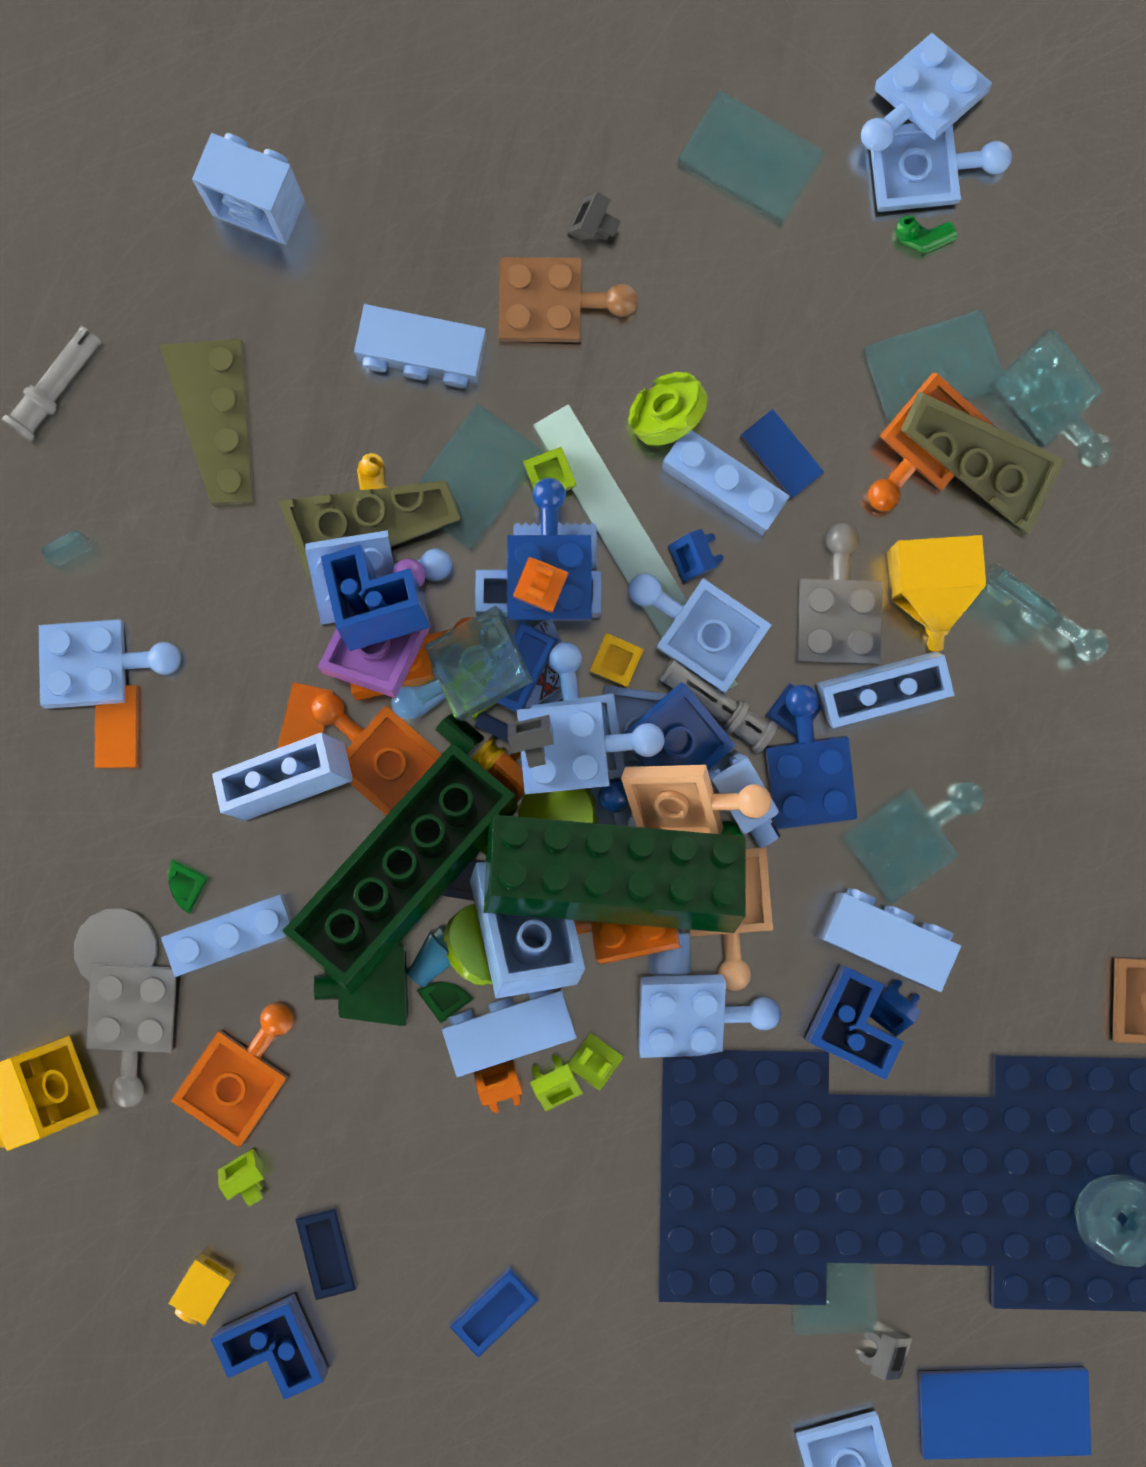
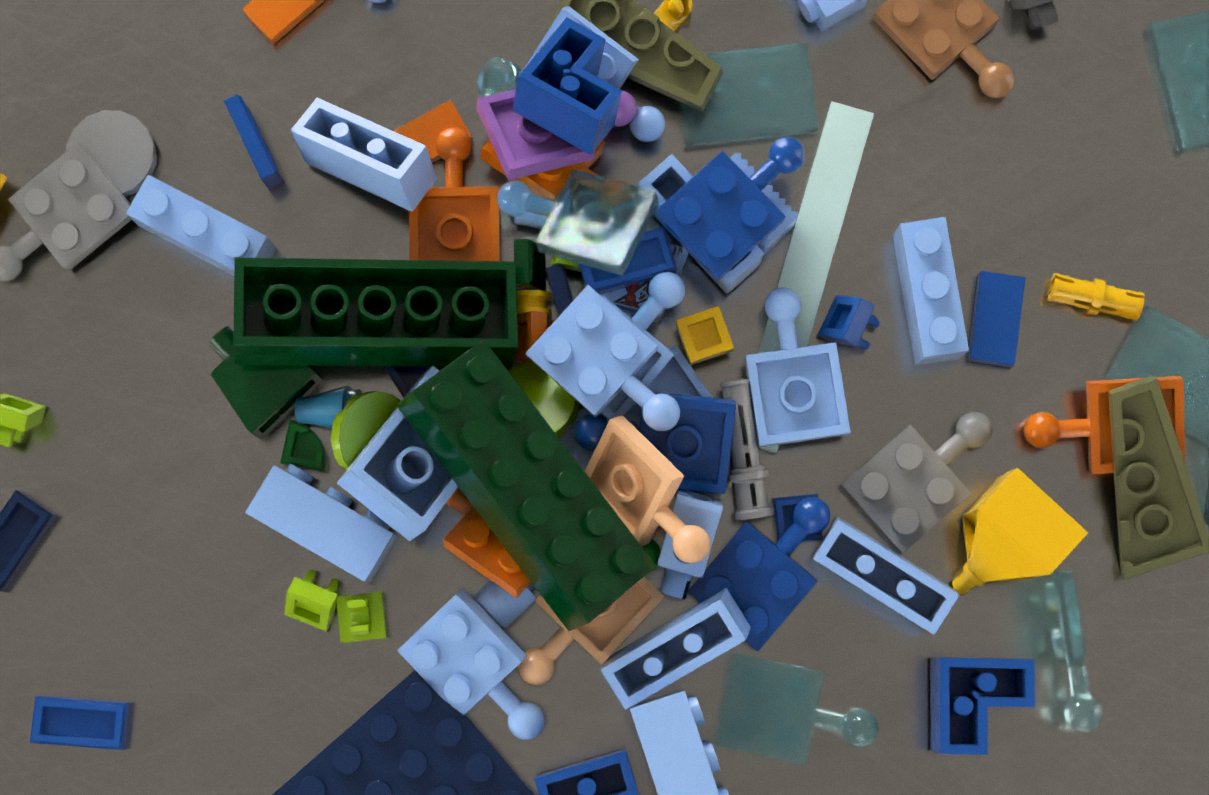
camera: 50 degrees right, 5 degrees down
(186, 885) = (212, 163): green tile -> none
(199, 843) = (254, 141): none -> blue tile
(232, 1082) = (83, 341): orange plate -> none
(310, 636) = (497, 76): none -> clear light blue tile
(498, 1084) = (271, 553): orange tile -> none
(531, 737) = (574, 313): dark grey tile -> none
(540, 585) = (706, 210): orange tile -> none
(550, 465) = (815, 143): lime tile -> none
(668, 409) = (945, 192): lime tile -> none
(809, 872) = (676, 648): none -> light blue brick
(828, 374) = (1096, 296): none -> yellow pin
(1007, 709) = (963, 692): none -> blue brick

